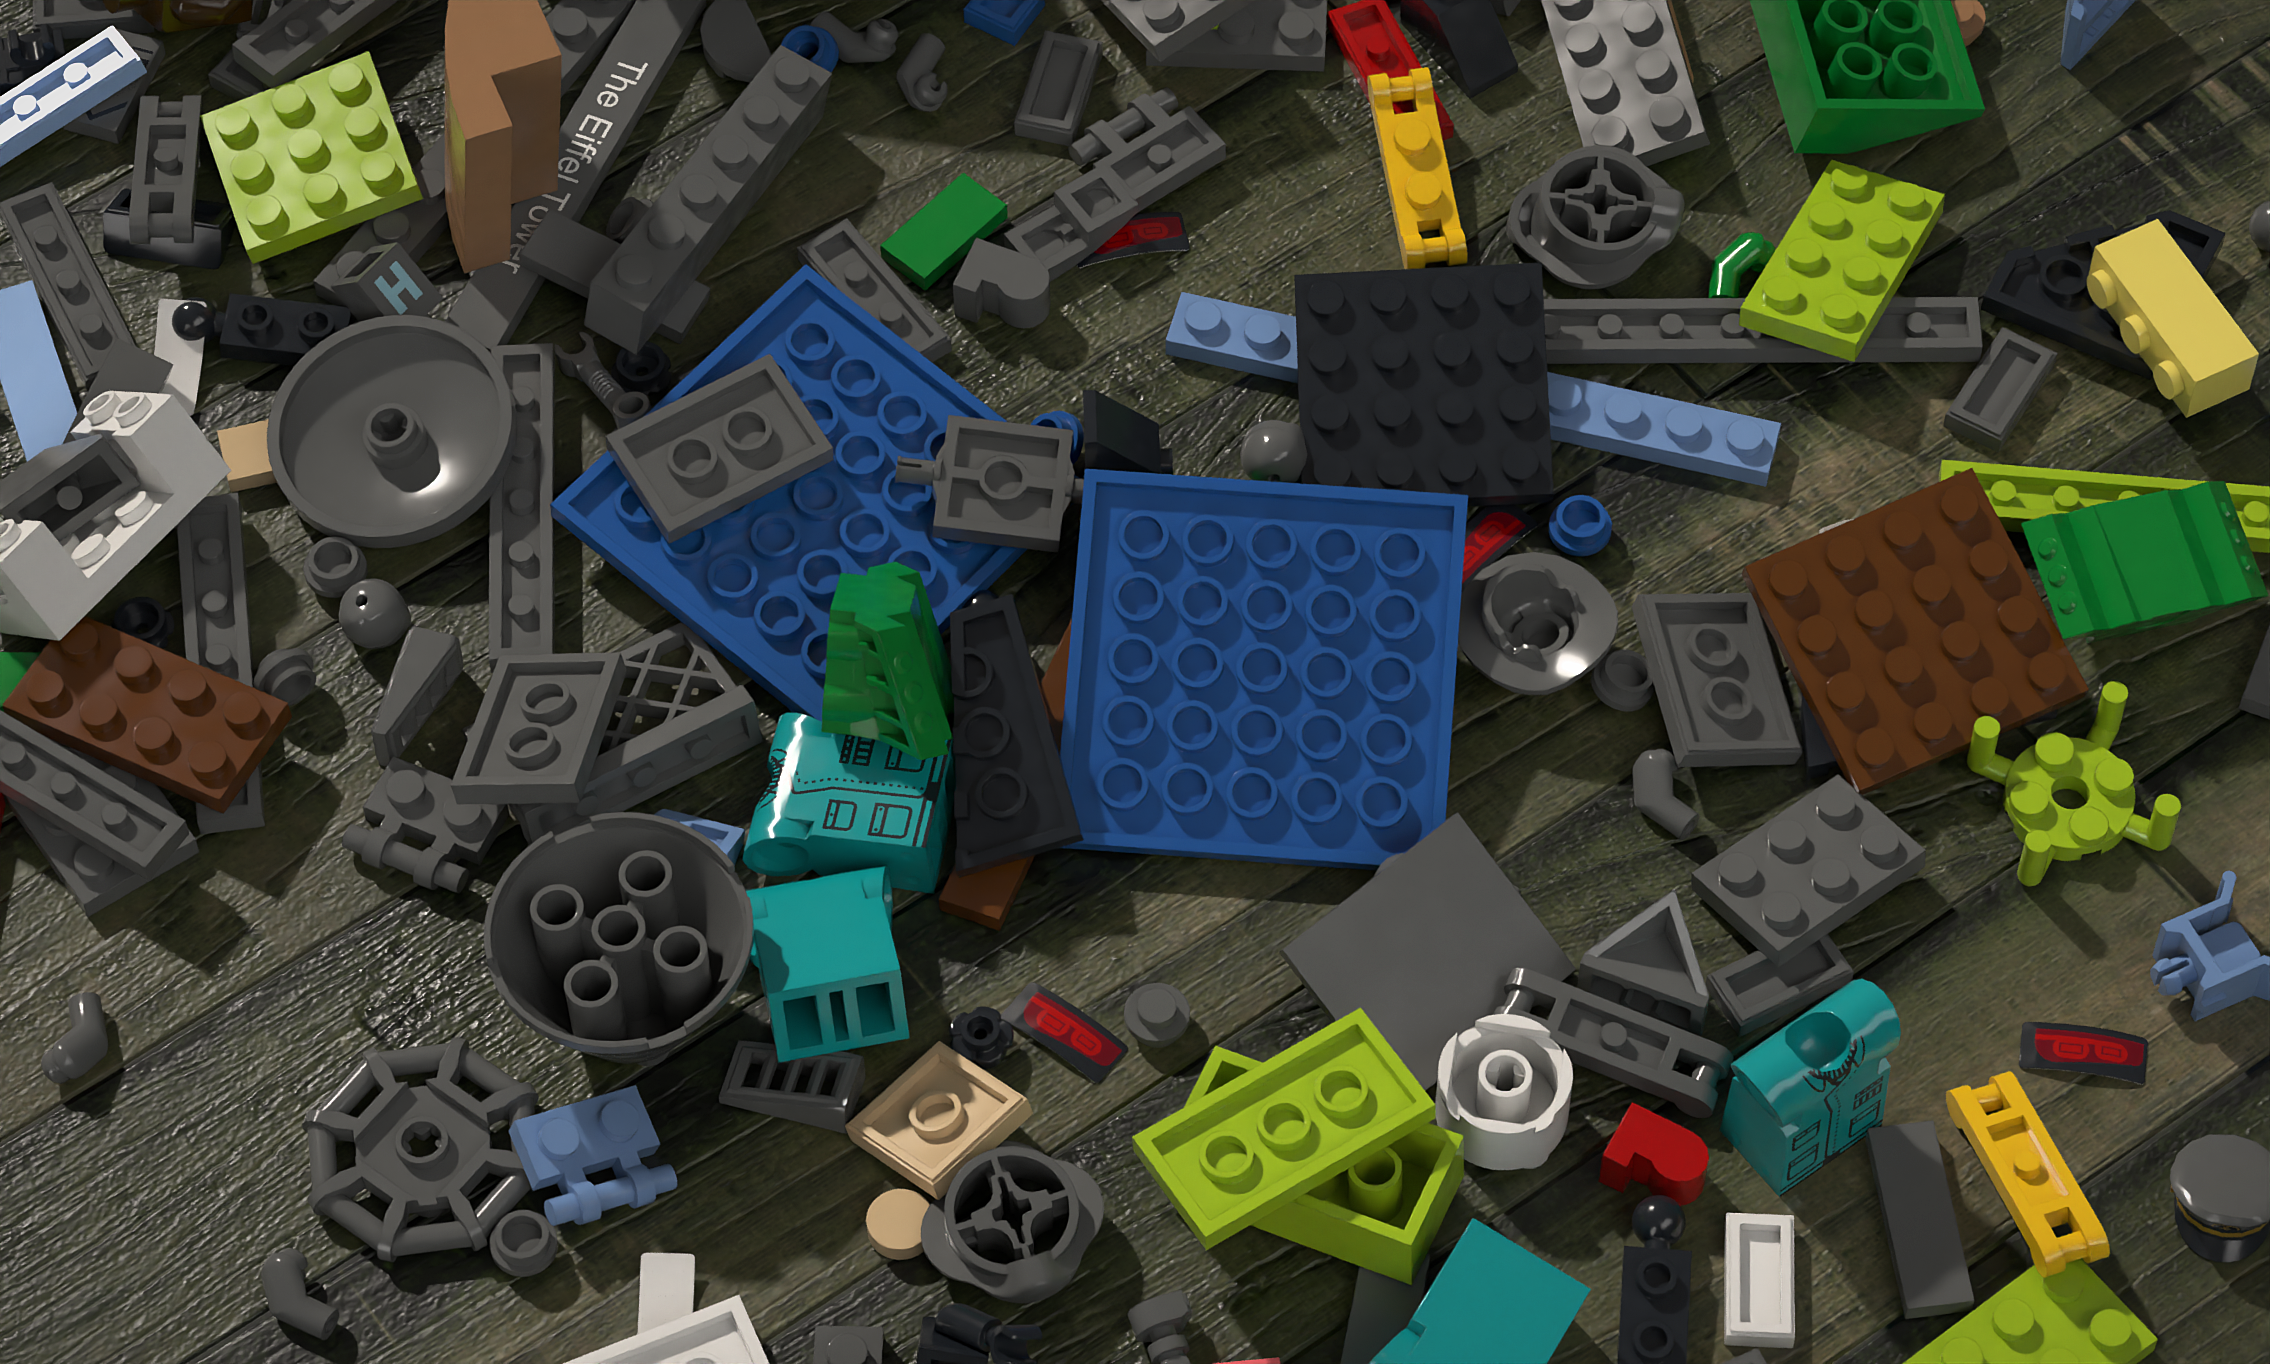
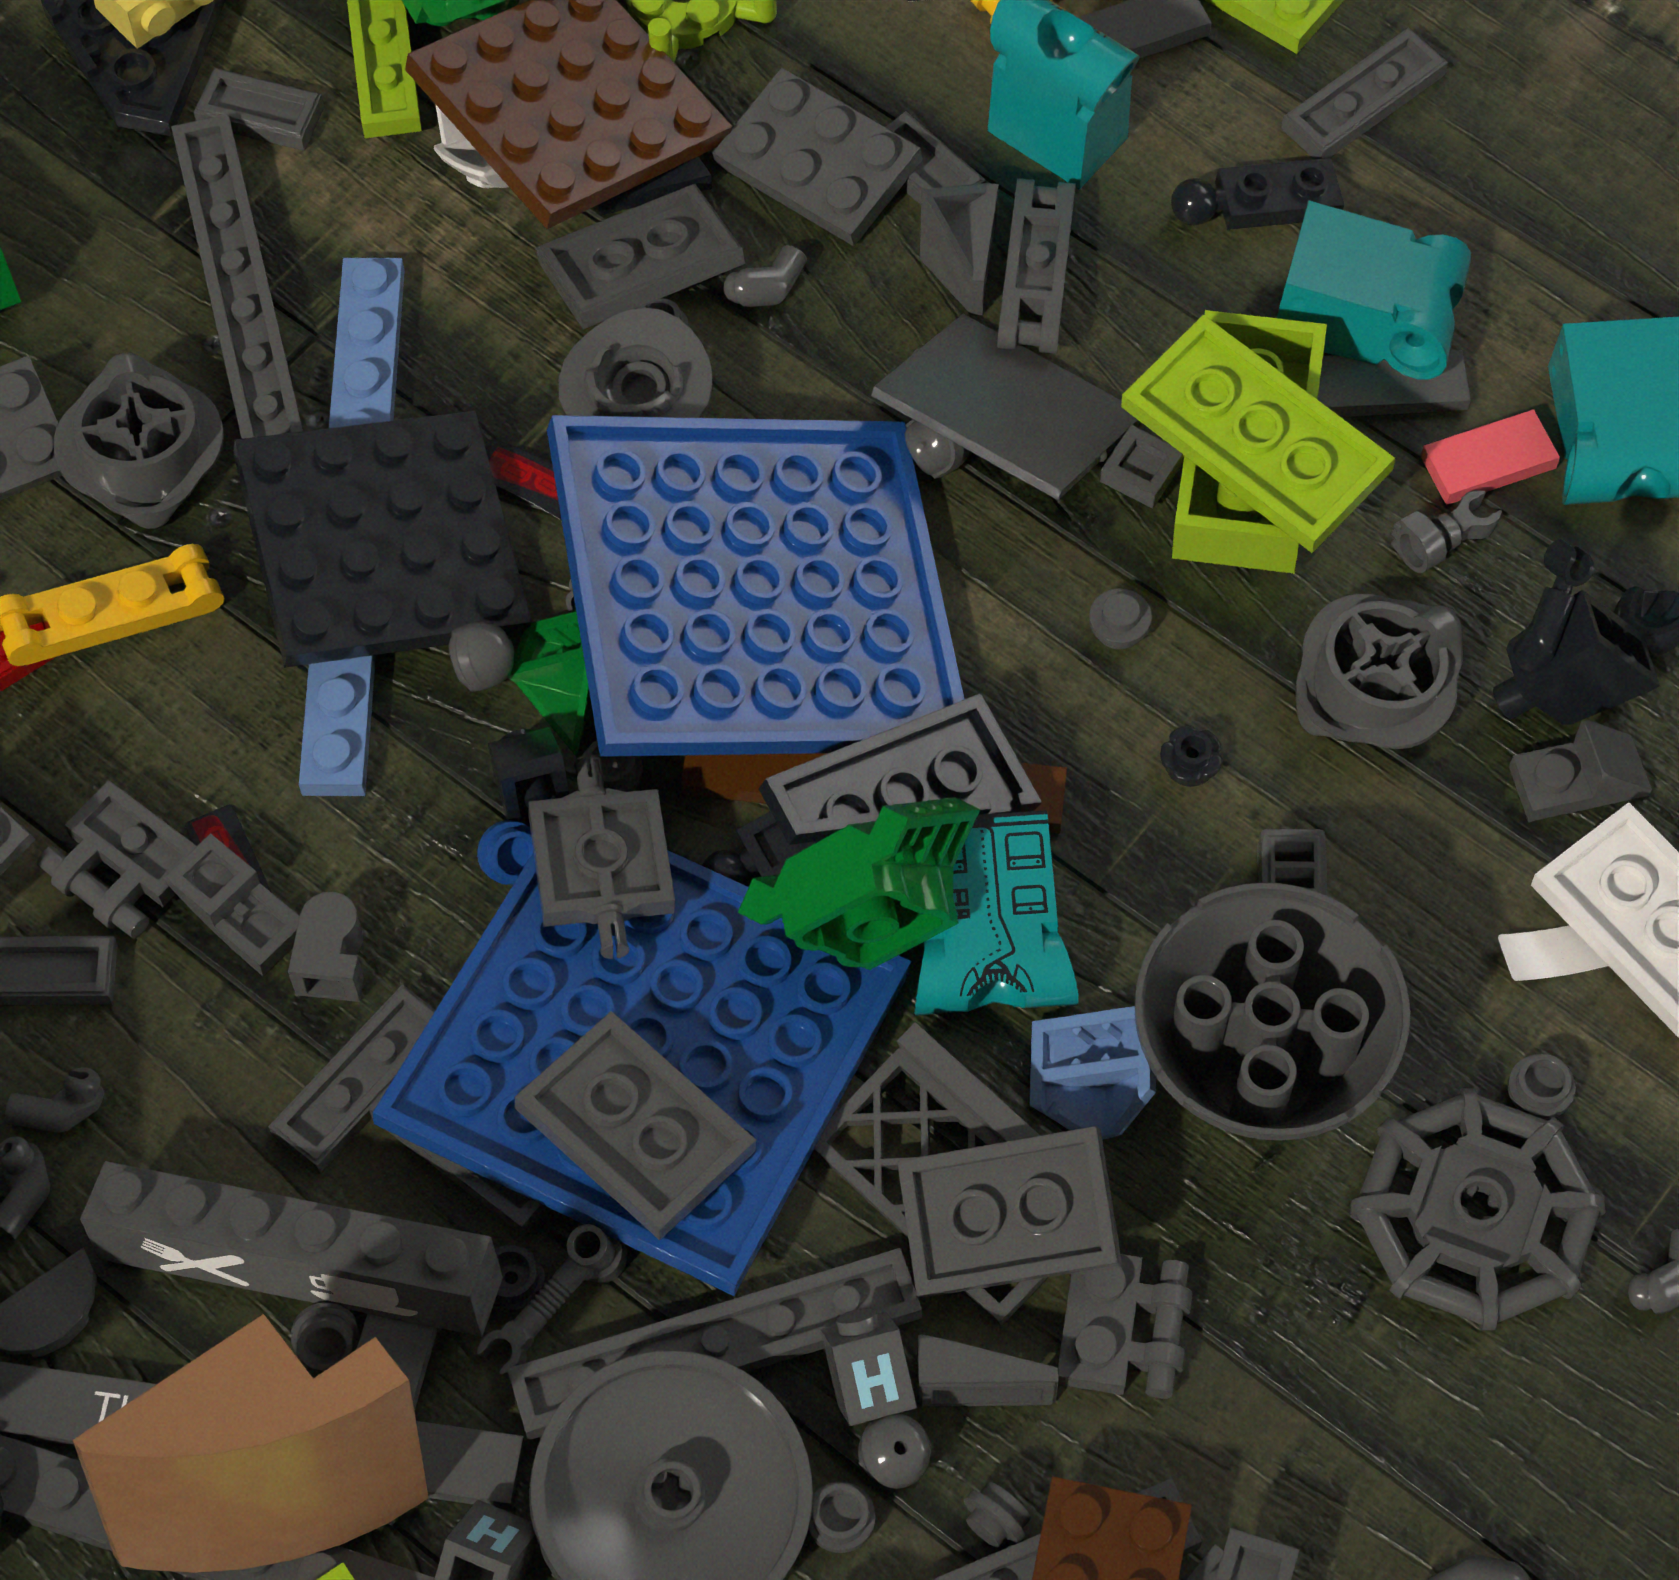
camera: 105 degrees left, 5 degrees up
(447, 596) = (868, 1366): none -> dark grey brick
(588, 1138) = (1440, 1064): medium blue plate -> none
(810, 39) = (48, 1203): blue plate -> none
(829, 963) = (1159, 872): teal piece -> none
(896, 1223) = (1401, 776): tan tile -> none
(938, 1119) = (1294, 759): tan tile -> none
(943, 231) = (261, 1031): green tile -> none
(1065, 1031) = (1152, 699): sticker -> none
(1505, 1092) = (1121, 317): white brick -> none
(1580, 526) = (495, 395): blue plate -> none
(1656, 1155) = (1135, 214): red leg -> none
(1743, 253) = (162, 331): green arm -> none
(1759, 1280) = (1215, 132): white tile -> none
(1842, 260) = (151, 233): lime plate -> none

